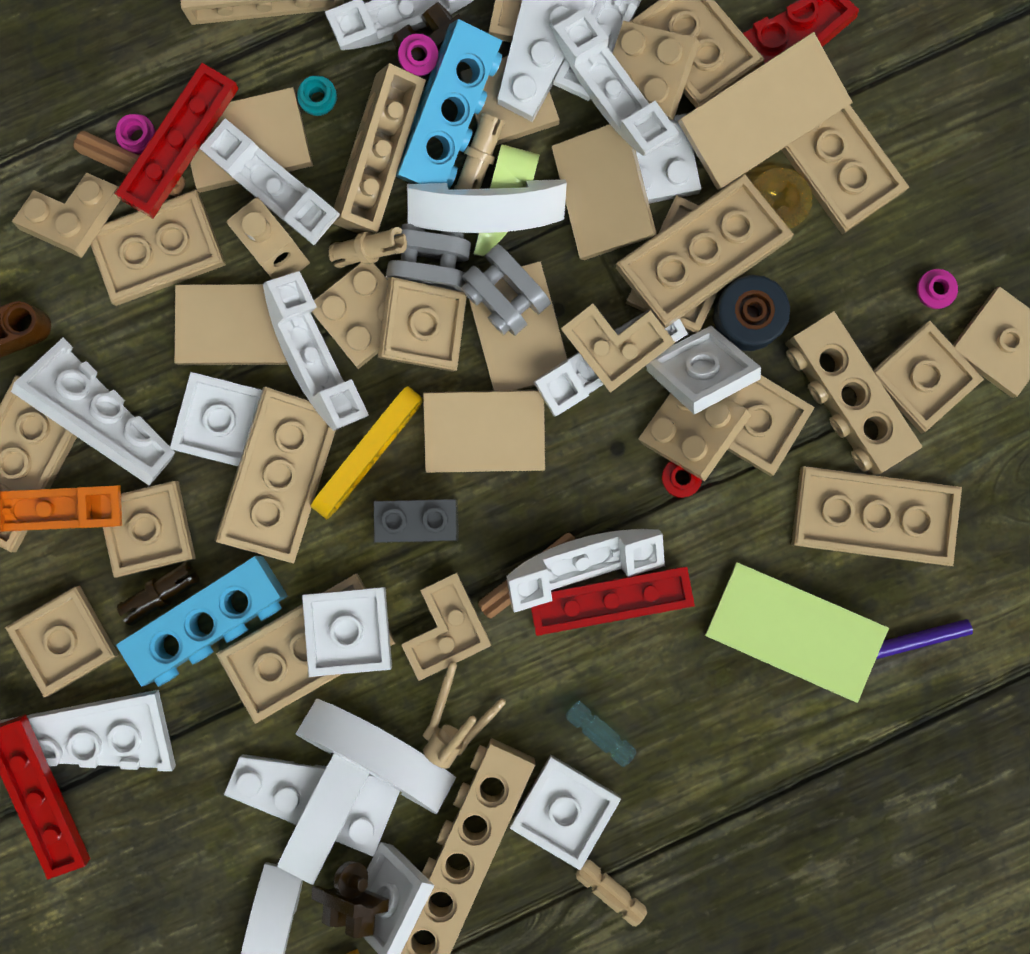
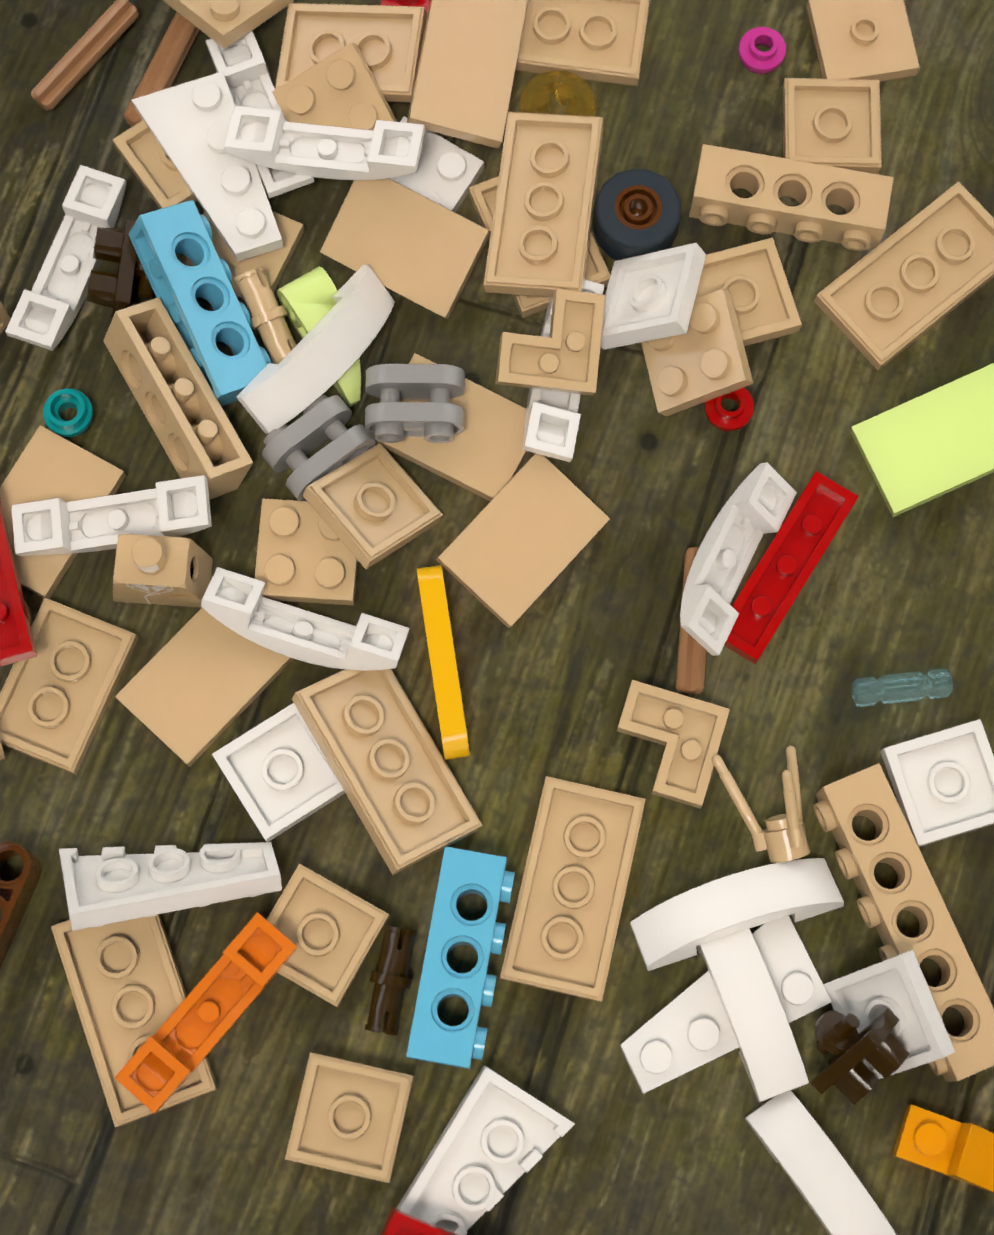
camera: 50 degrees left, 10 degrees down
(347, 632) = (595, 826): white plate -> none
(368, 247) = (256, 487): tan pin -> none
(406, 60) = (123, 294): dark pink plate -> none
(416, 521) = (550, 671): dark grey brick -> none

